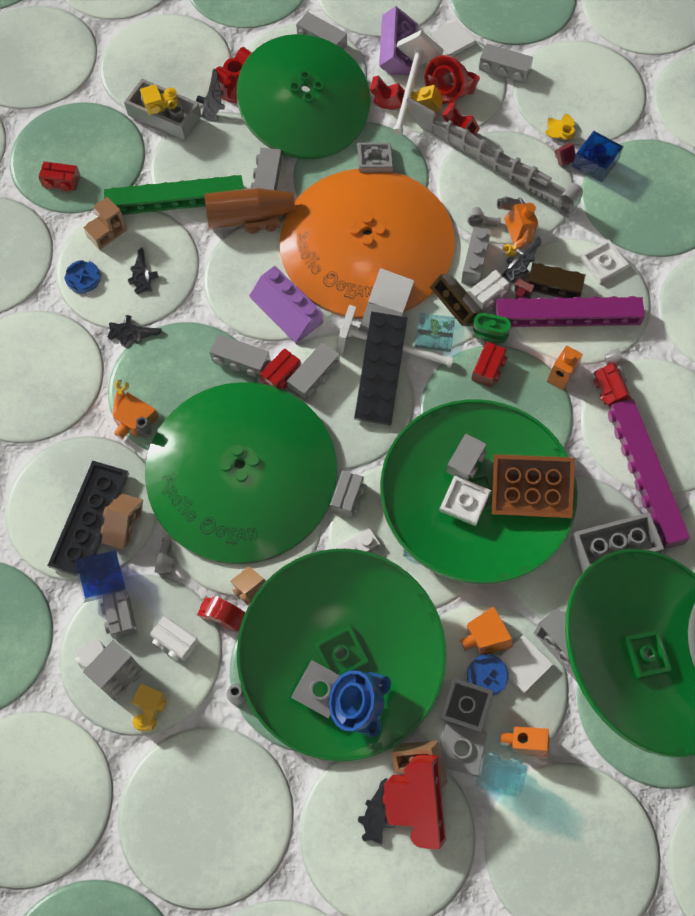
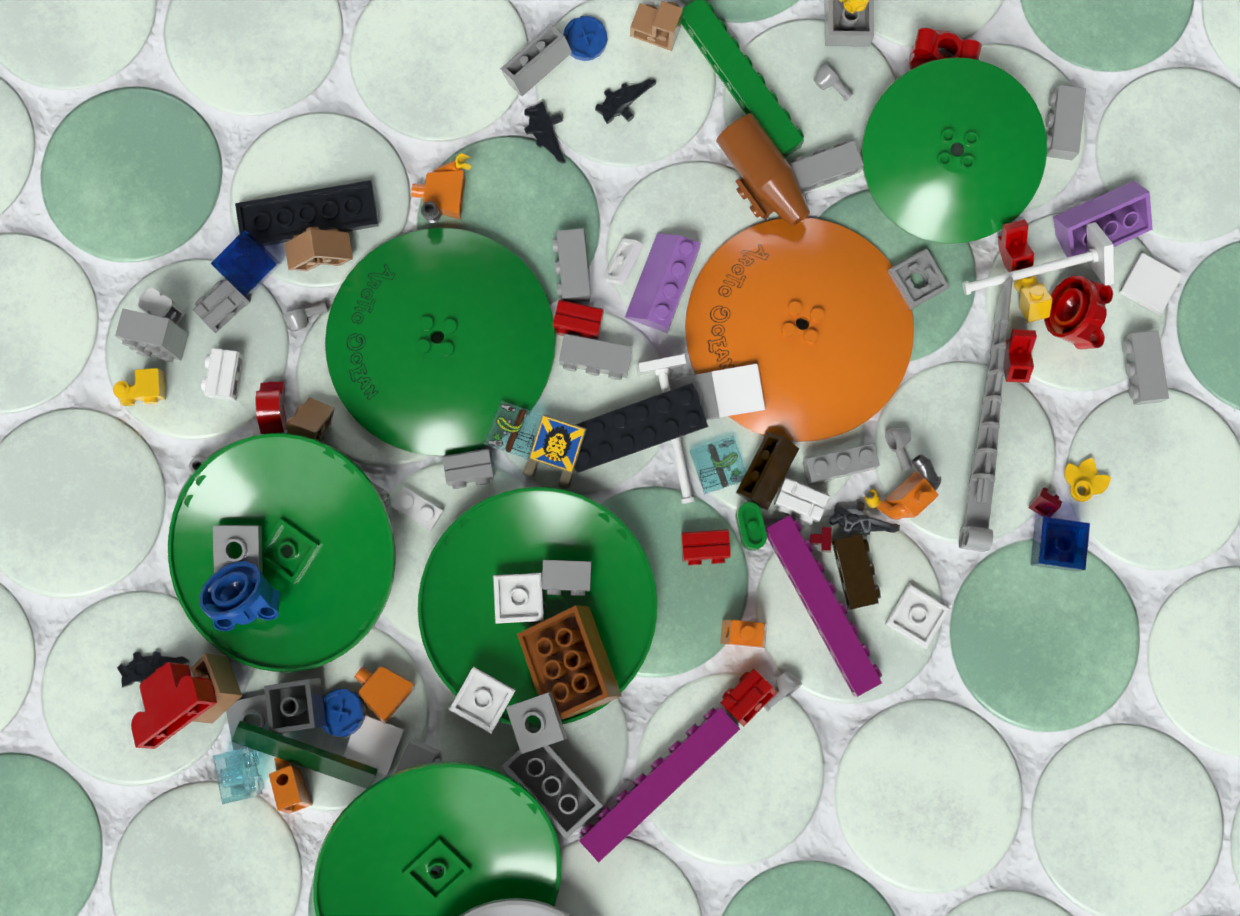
camera: 55 degrees right, 15 degrees up
(78, 309) = (536, 60): none -> light grey brick
(207, 145) = (827, 77): none -> light grey bar
(212, 101) = (892, 48): black piece -> none
(256, 323) = (622, 261): none -> white plate
(336, 448) = (513, 429): none -> clear light blue tile
(365, 425) = (557, 446): none -> flag
(508, 716) = (304, 755): none -> dark green tile
(531, 557) = (482, 700): none -> white tile
(554, 532) = (551, 725): none -> light grey piece

